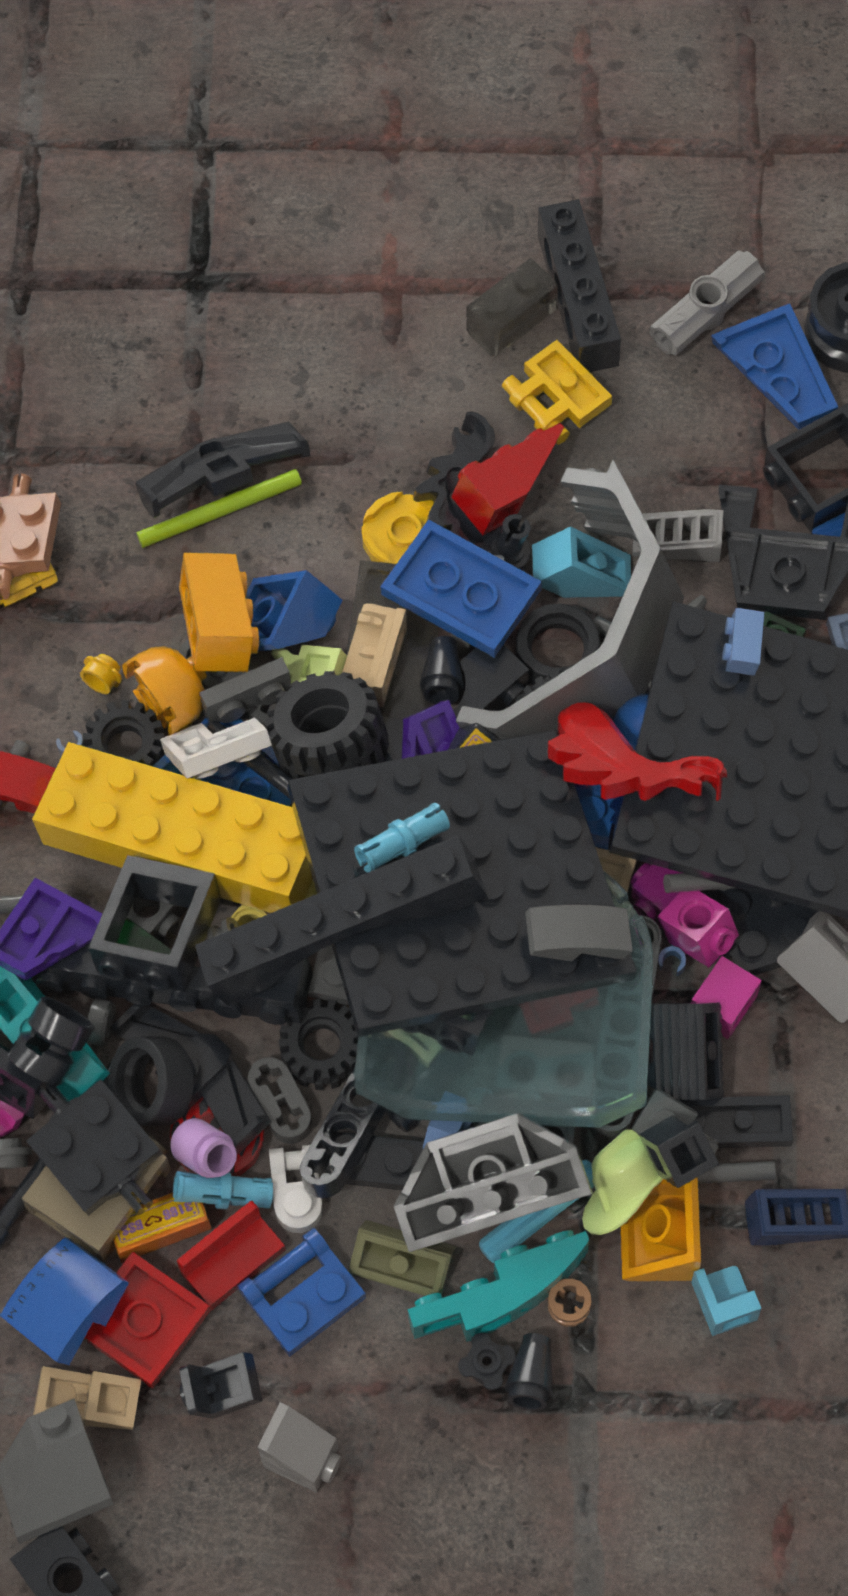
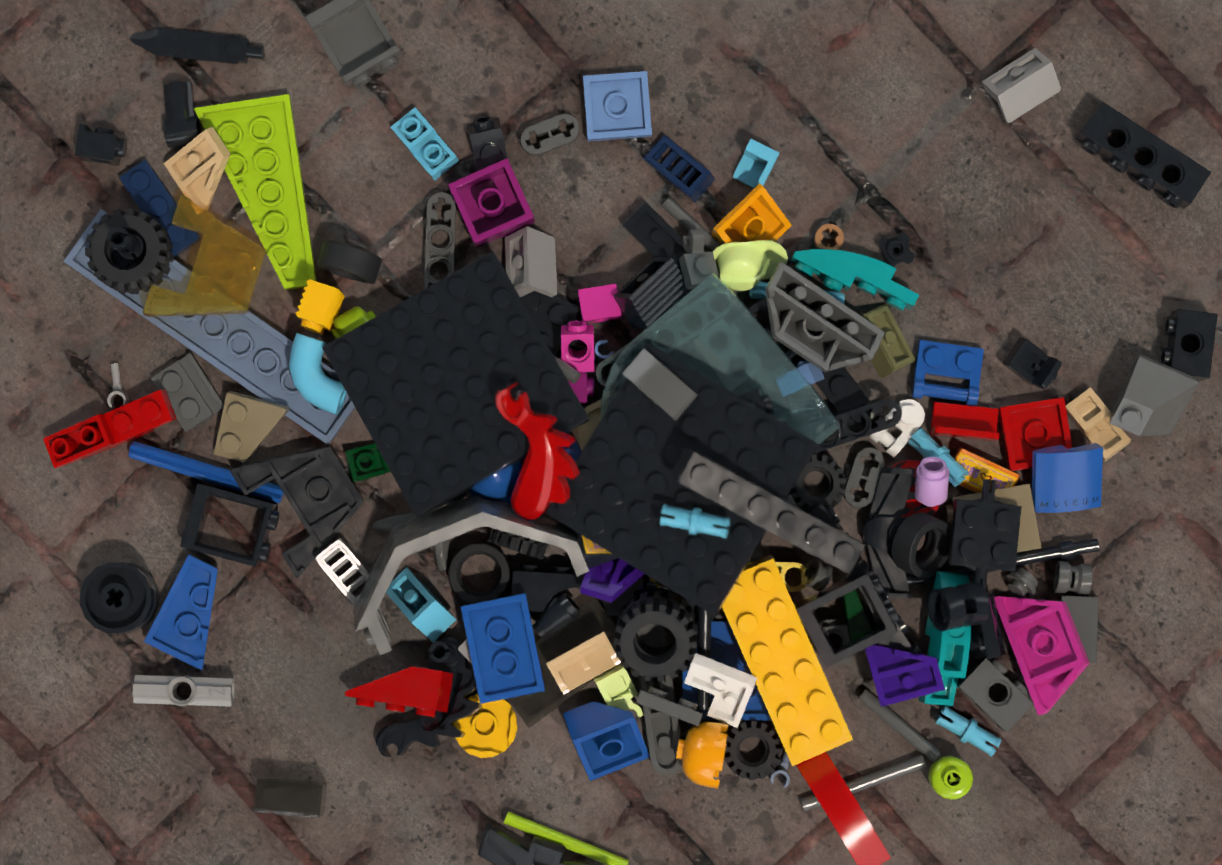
camera: 135 degrees left, 20 degrees up
(101, 673) = (724, 804): yellow plate -> none
(102, 1016) = (912, 606): dark grey tile -> none
(217, 612) = (638, 768): light orange brick -> none
(299, 1449) = (1027, 294): light grey slope -> none
(531, 1374) = (881, 223): black cone -> none
(565, 383) = (310, 722): yellow plate -> none
(581, 288) = (240, 773): black brick -> none
(678, 1150) = (717, 240): black brick -> none
(744, 642) = (408, 453): medium blue piece -> none

